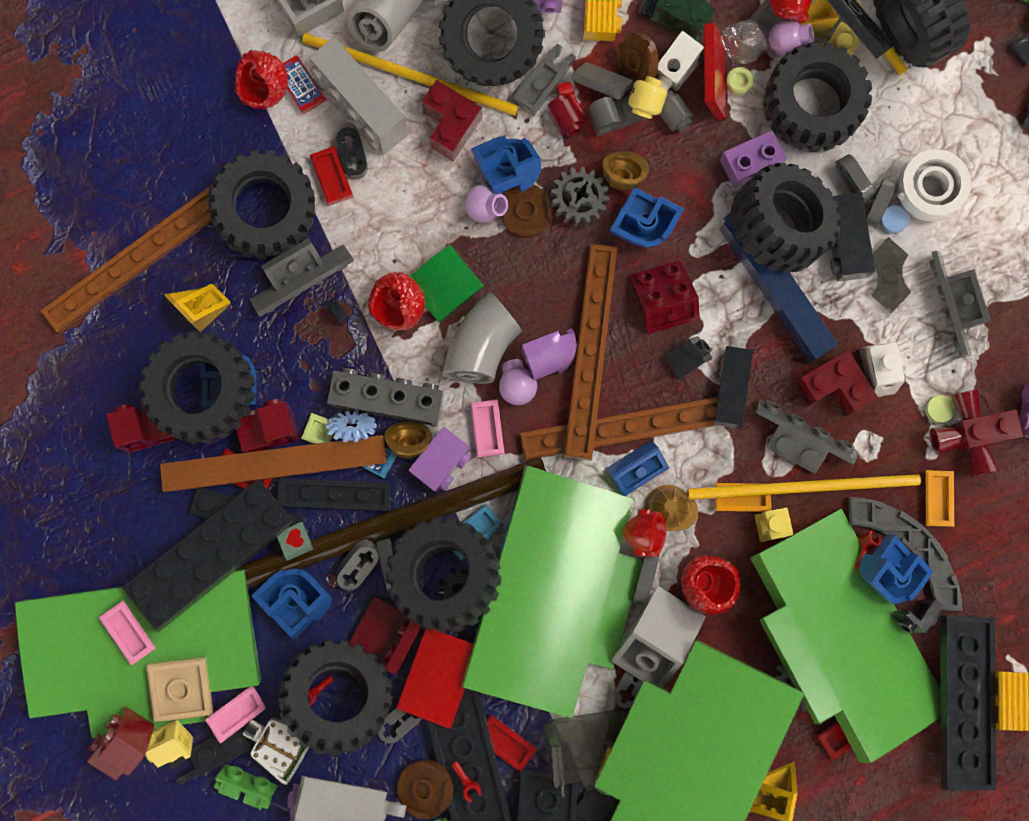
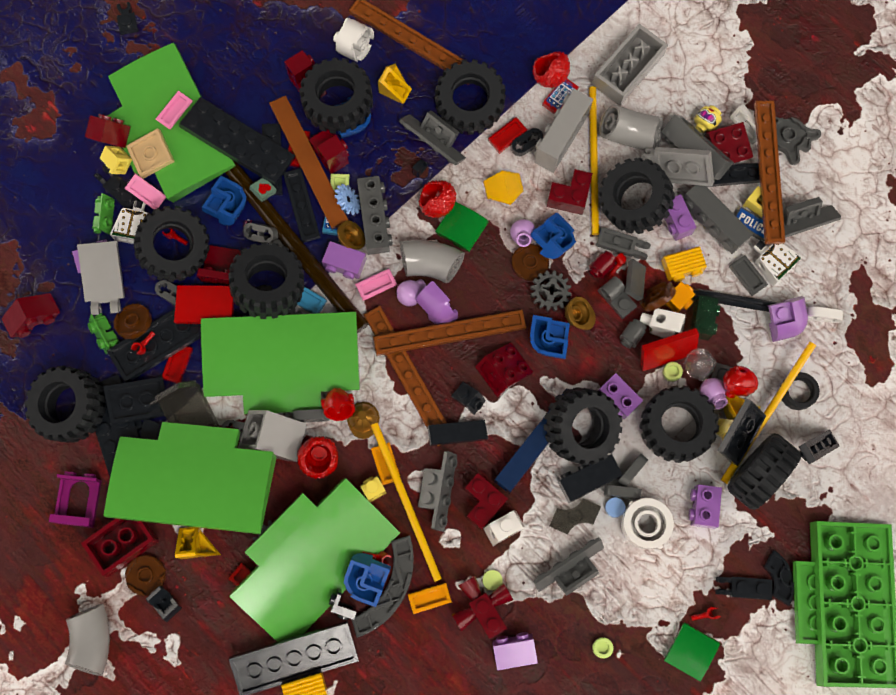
camera: 75 degrees right, 5 degrees down
(110, 338) = (353, 39): none -> white brick
(410, 208) = (503, 187): none -> yellow slope
(637, 468) = (382, 389): blue slope -> none
(647, 97) = (632, 310): light yellow head -> none
(648, 25) = (682, 298): none -> light orange brick
(931, 105) = (705, 506): none -> medium lavender brick

